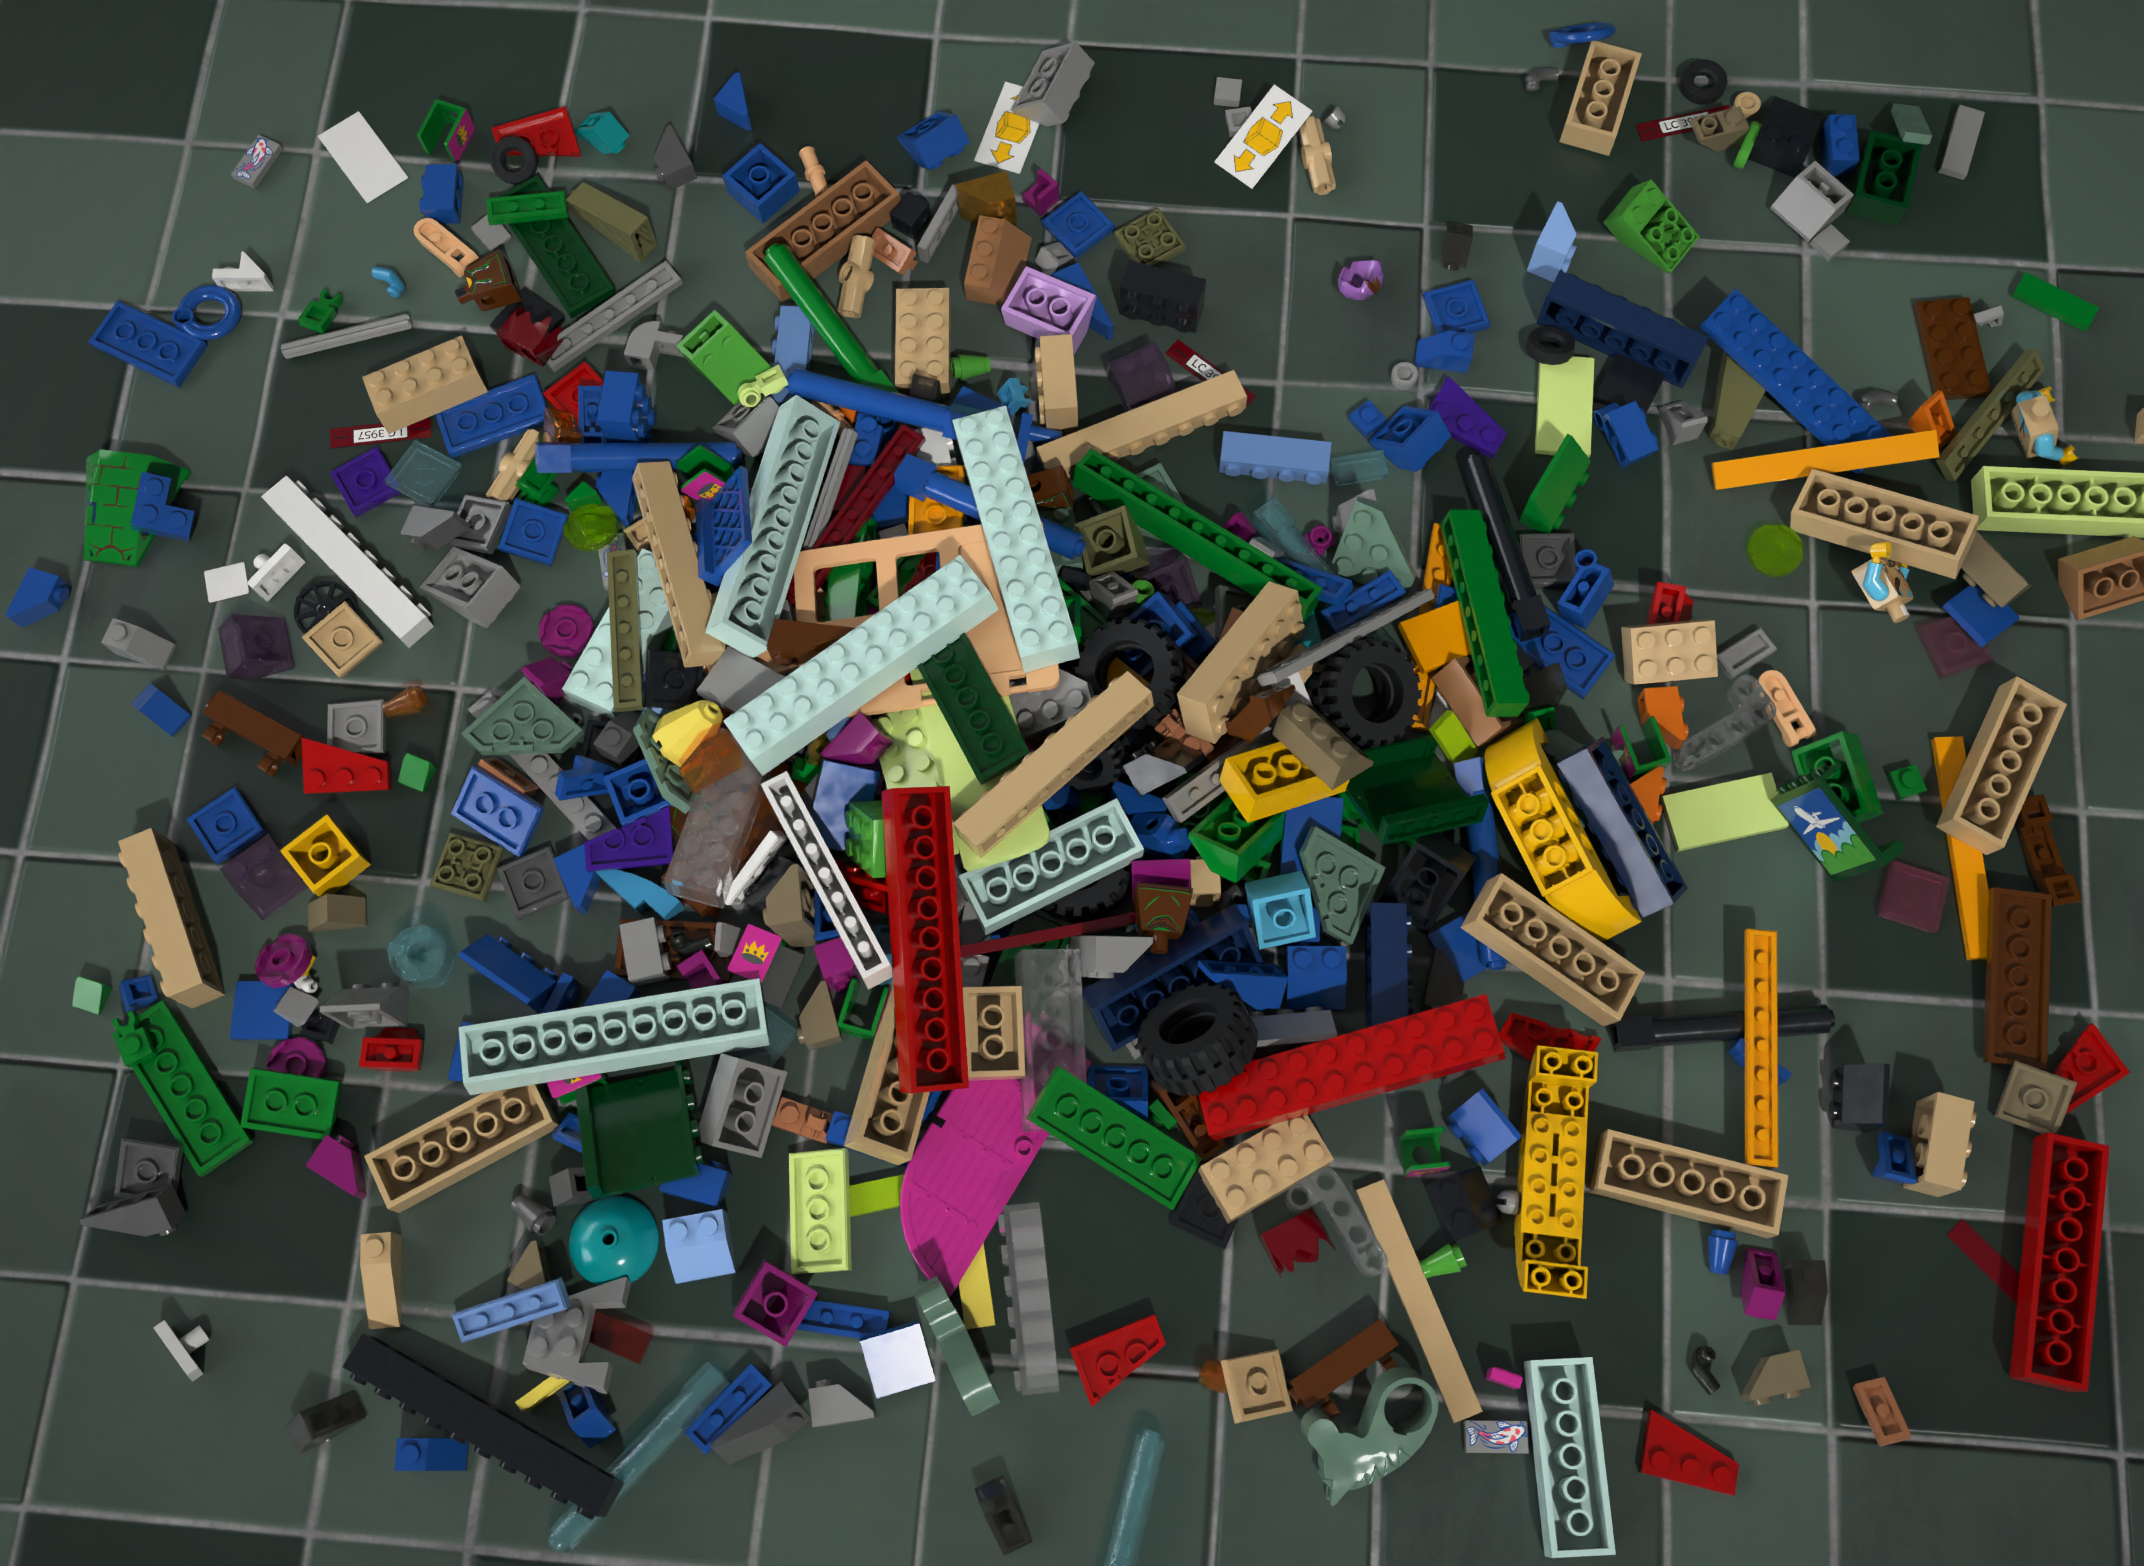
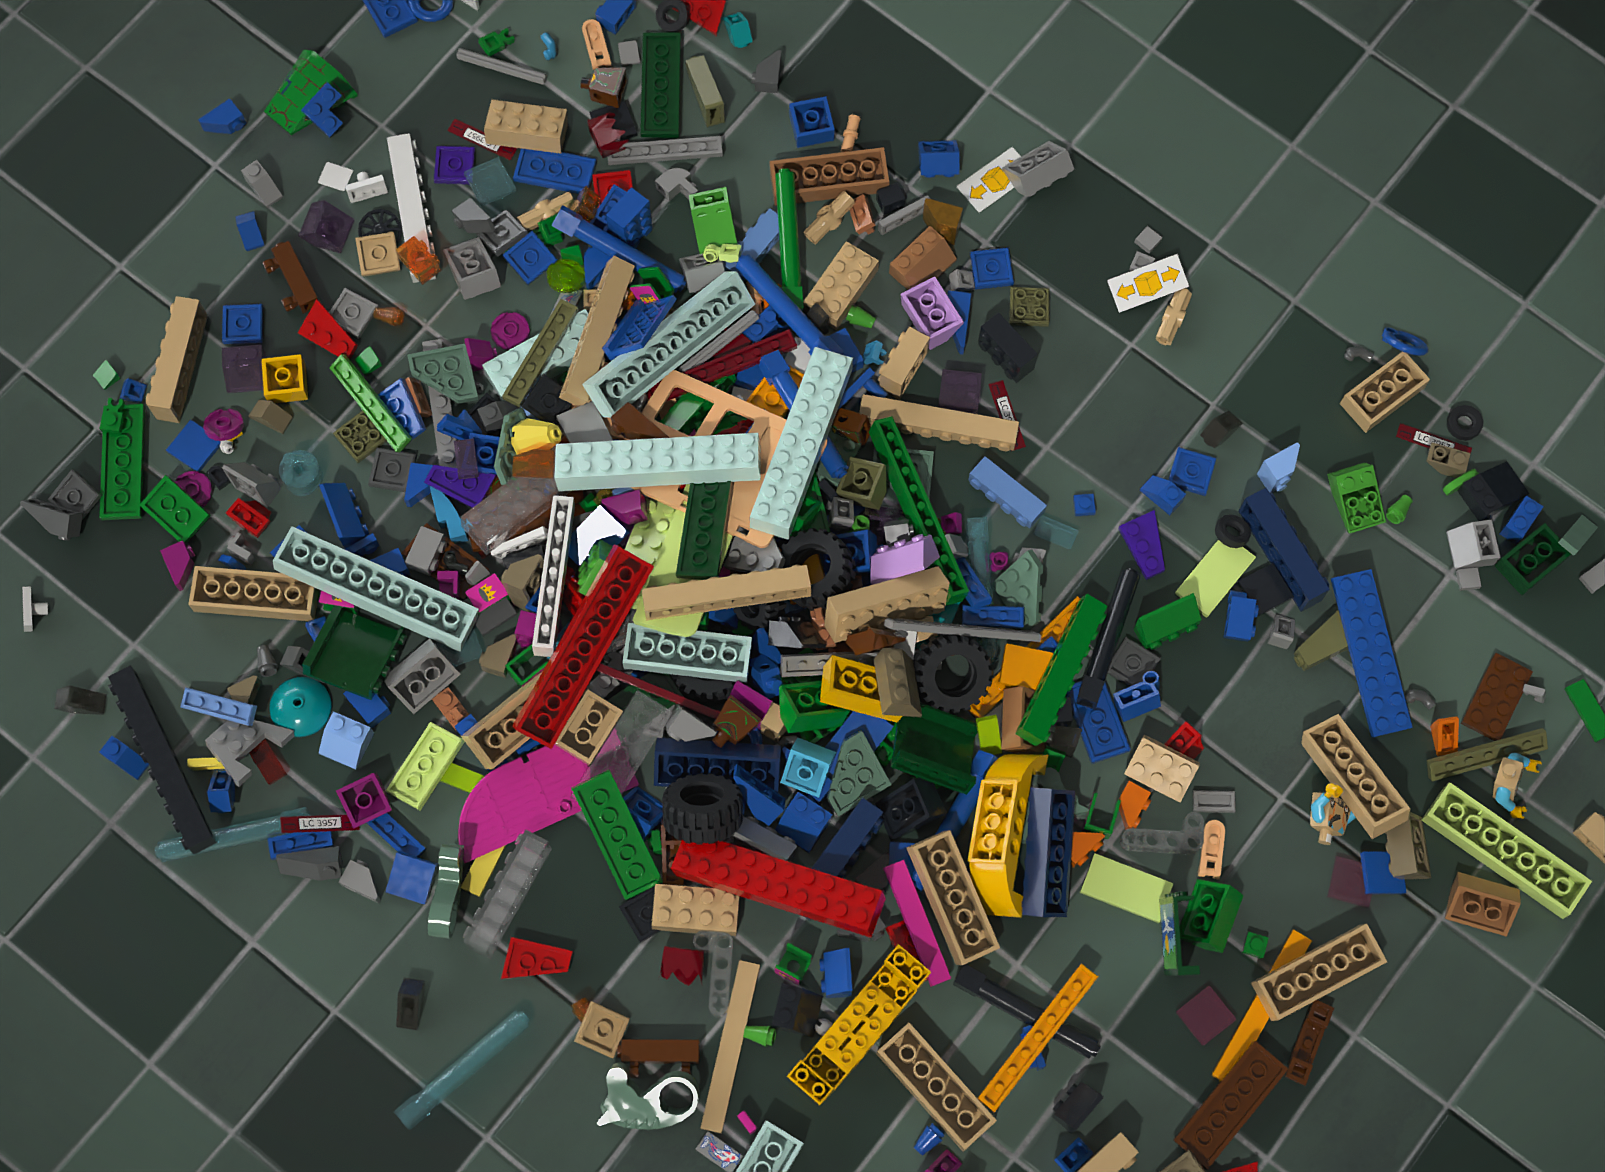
camera: 30 degrees right, 0 degrees up
(296, 1006) = (213, 455): light grey slope -> none
(382, 1278) = (161, 642): tan slope -> none
(407, 1122) = (231, 562): none -> blue tile
(411, 623) = (424, 269): none -> clear orange brick
(411, 1102) = (240, 551): none -> light grey bracket
(453, 819) = (370, 403): none -> bright green tile
(527, 208) = (659, 51): green tile -> none
(620, 810) = (466, 459): none -> clear purple tile
(732, 102) = (831, 58): blue slope -> none
(734, 1373) = (316, 823): none -> sticker
(1042, 194) = (981, 235): magenta panel -> none
(1195, 582) = (897, 531): none -> slope
(1223, 598) = (903, 558): none -> lavender slope
(1333, 118) = (1202, 298): light grey hinge -> none
(1361, 279) = (1142, 414): medium lavender hair -> none
(1404, 375) = (1127, 492): light grey tile -> none
(1411, 437) = (1101, 534): blue slope -> none
(1526, 1004) = (917, 922): none -> dark pink tile
(1706, 216) = (1398, 511): none -> bright green cone
(1749, 104) = (1482, 455): tan tile -> none
(1774, 550) = (1281, 750): clear neon green tile -> none
(1825, 459) = (1353, 714): light orange tile -> none

